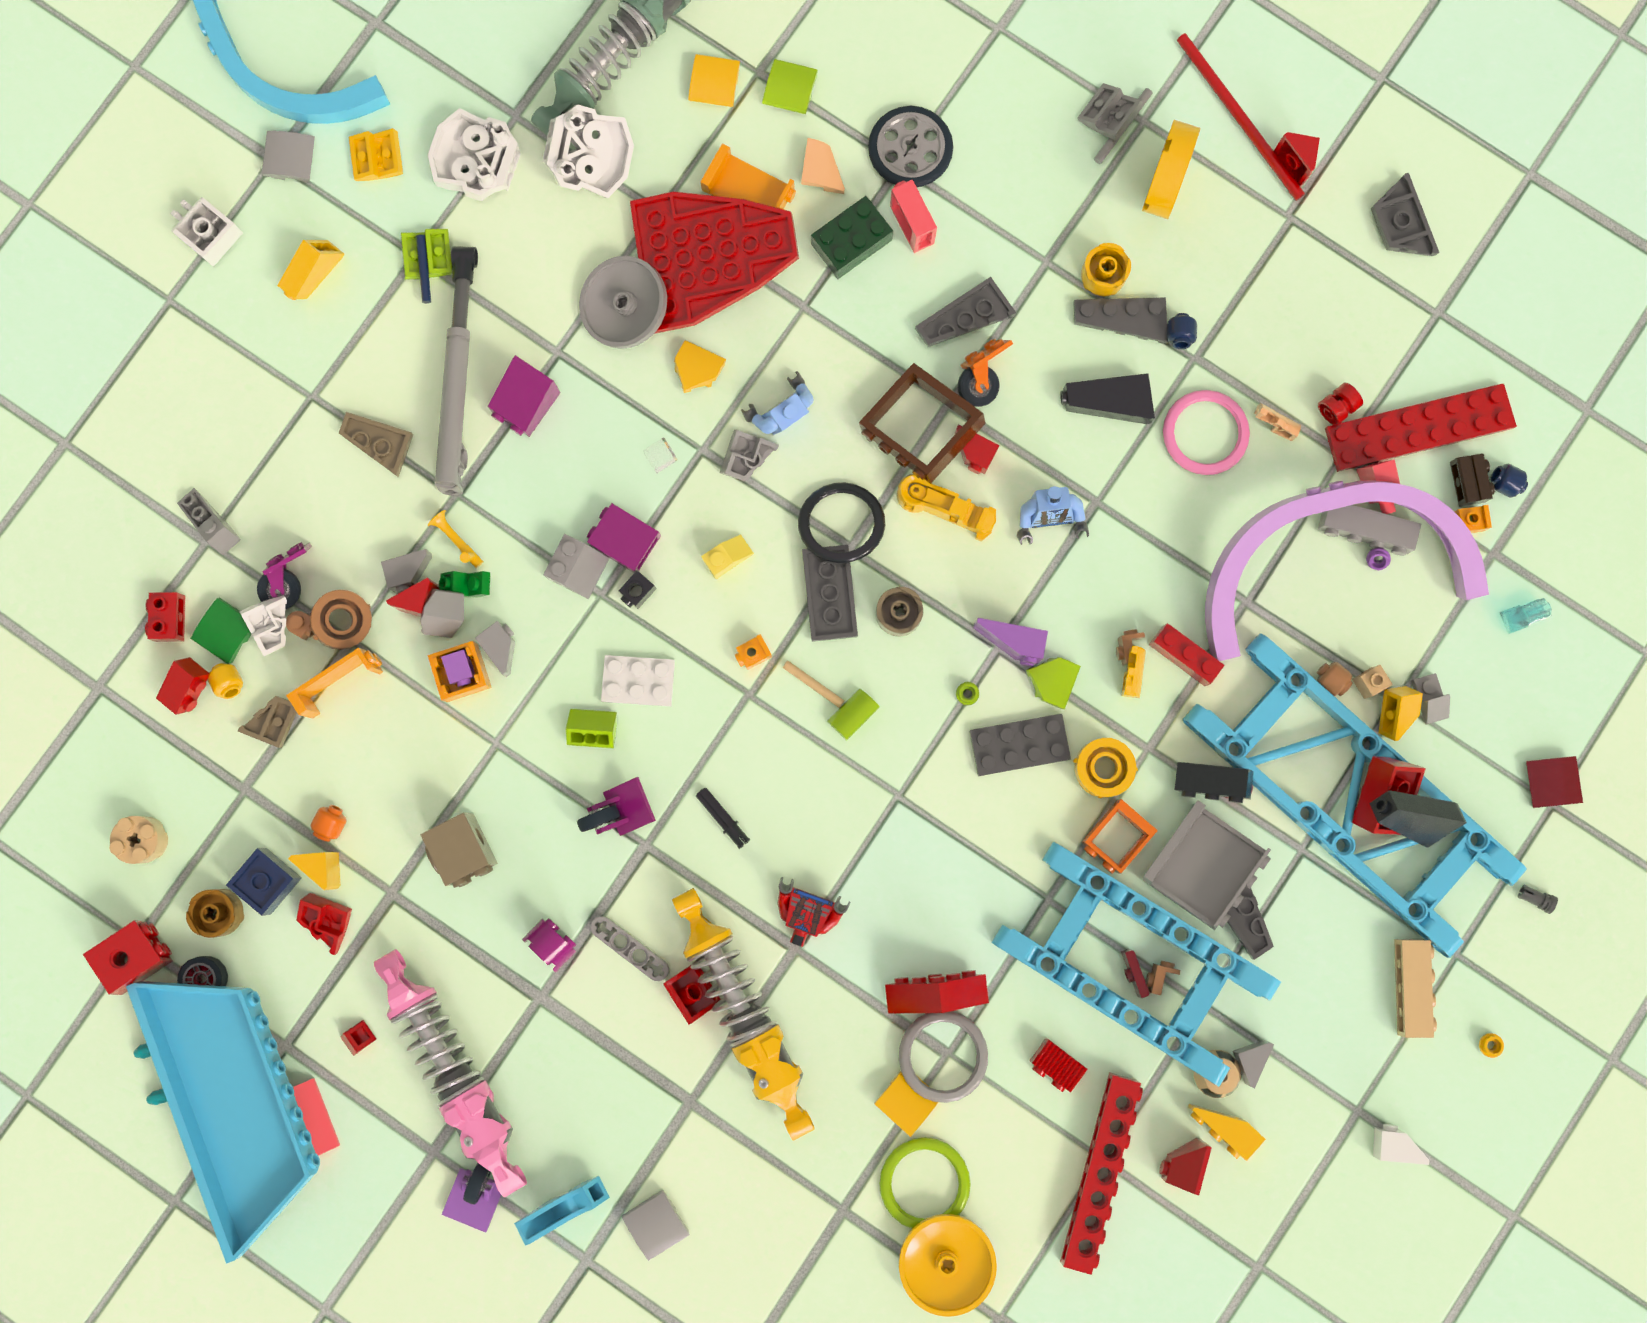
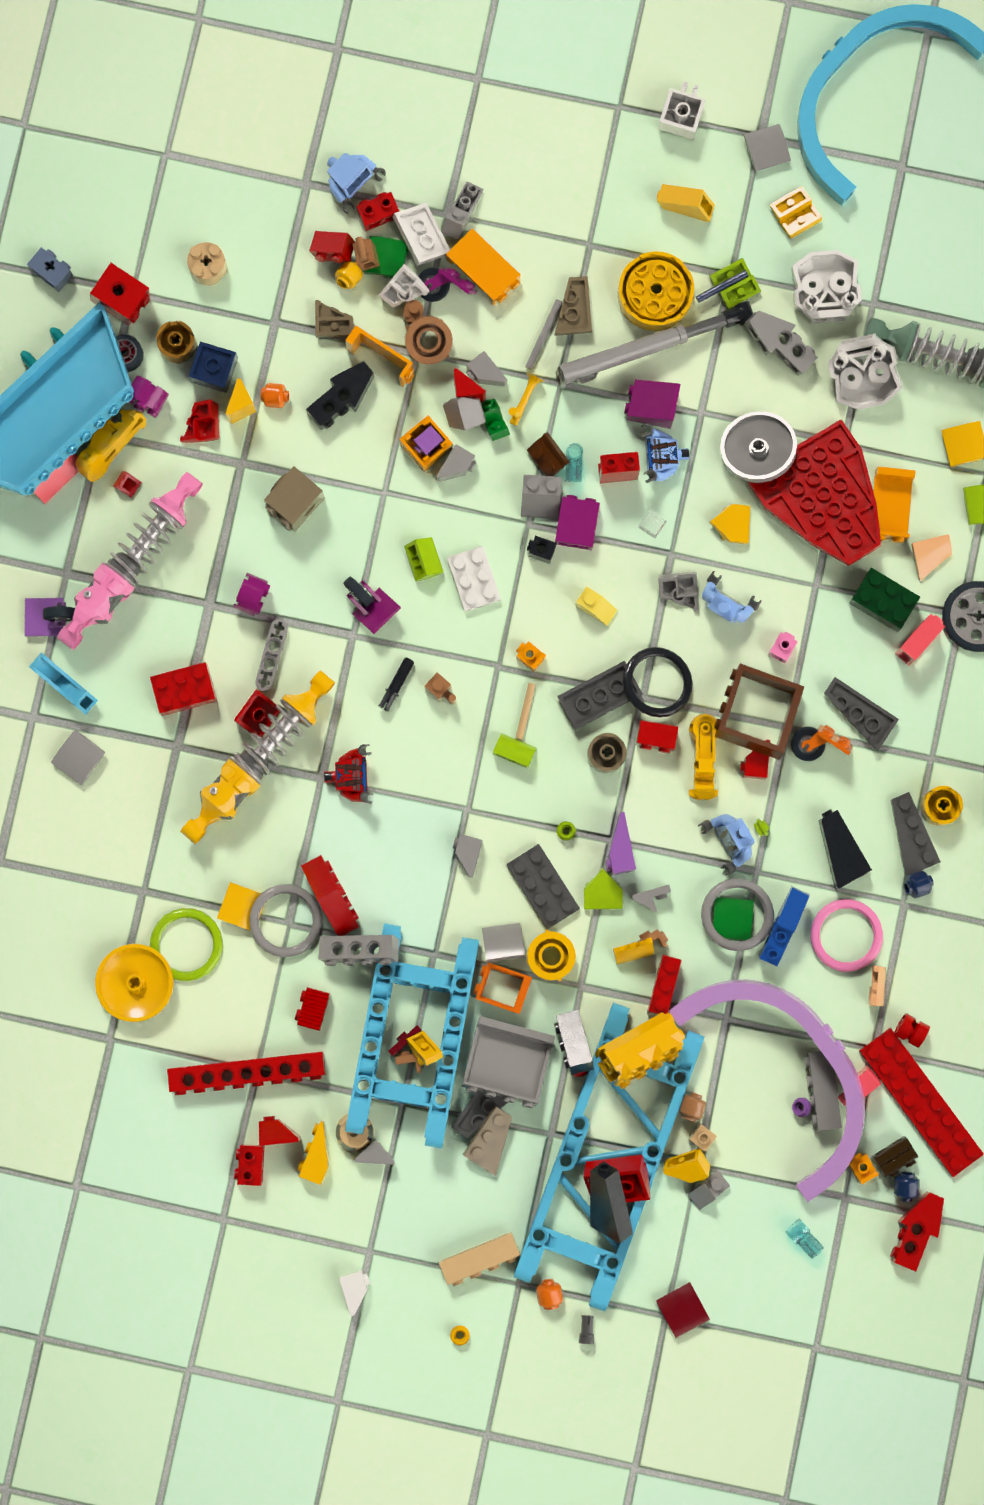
camera: 65 degrees right, 0 degrees up
(76, 1024) = (55, 278): none -> sand blue brick
(108, 632) = (349, 175): none -> light blue torso
(208, 651) = (365, 253): none -> medium nougat brick
(214, 578) = (421, 234): none -> white plate
(264, 973) = (148, 396): none -> magenta brick
(283, 522) = (484, 266): none -> light orange panel
(300, 1042) = (108, 443): none -> yellow piece
(352, 726) = (352, 382): none -> black brick
(391, 488) = (543, 335): none -> light grey bar
(403, 365) = (654, 310): none -> yellow brick
(497, 240) = (766, 333): none -> light grey brick
(532, 539) = (548, 455): none -> reddish brown plate
(555, 515) = (573, 470): none -> clear light blue piece
(580, 464) = (619, 467): none -> red panel
(585, 412) = (661, 454): none -> torso
(626, 1068) = (183, 689): none -> red brick
(747, 770) = (439, 688): none -> medium nougat brick
(858, 369) = (783, 647): none -> bright pink brick
(902, 548) = (656, 736): none -> red brick
(949, 814) = (467, 852): none -> light grey slope
(995, 1016) = (330, 946): none -> light grey brick
(1050, 475) = (761, 827): none -> lime plate
(1067, 815) = (503, 942): none -> light grey slope
(1079, 633) = (646, 898): none -> light grey slope
(1132, 577) = (735, 945): none -> light grey wedge
(1140, 549) = (733, 918): none -> green slope
(1158, 955) = (424, 1048): none -> yellow slope
(1173, 494) = (784, 926): none -> blue brick
(1210, 1211) = (250, 1165): none -> red brick
(1256, 709) = (640, 1050): none -> yellow brick
(1286, 923) = (489, 1140): none -> dark tan wing
(1484, 924) = (549, 1294): none -> orange head
(1546, 471) = (926, 1213): none -> red brick

